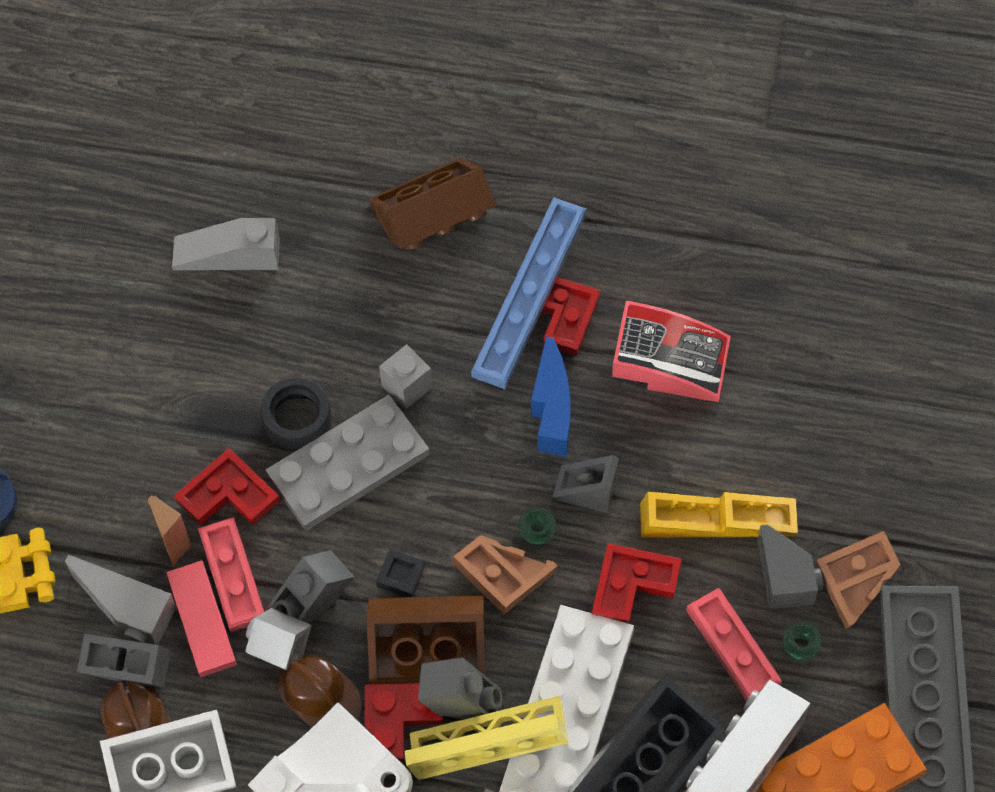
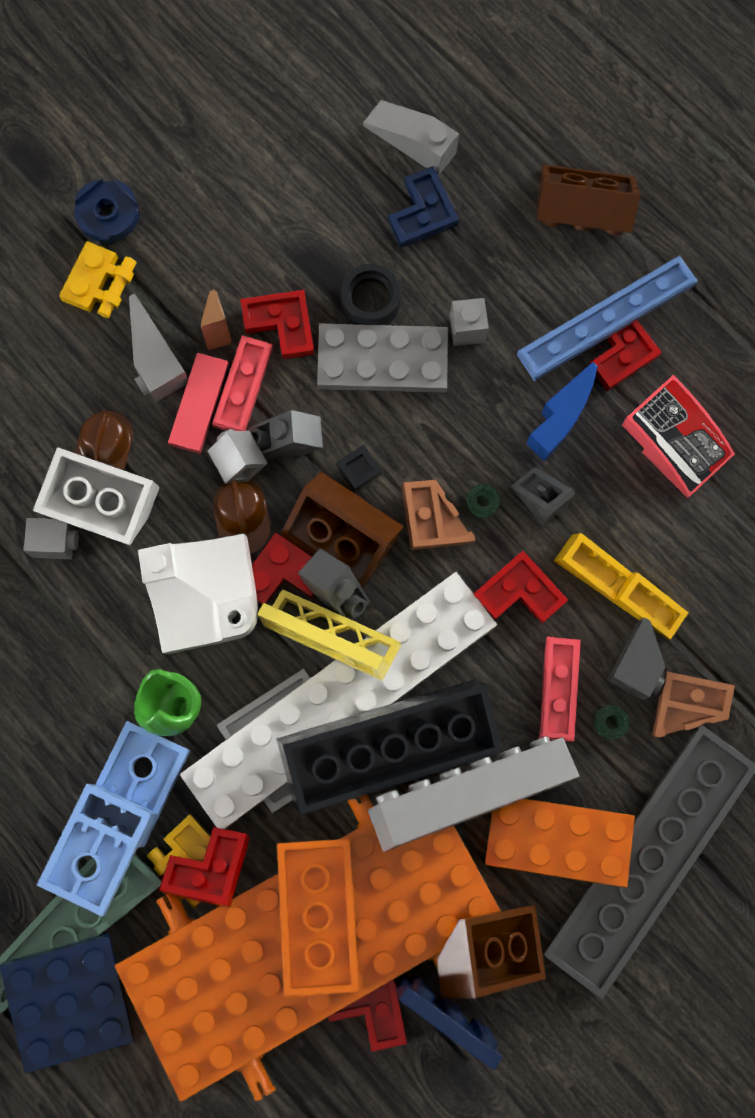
camera: 30 degrees right, 15 degrees up
(124, 660) = (119, 398): dark grey brick -> none
(295, 303) = (430, 212): none -> dark blue plate

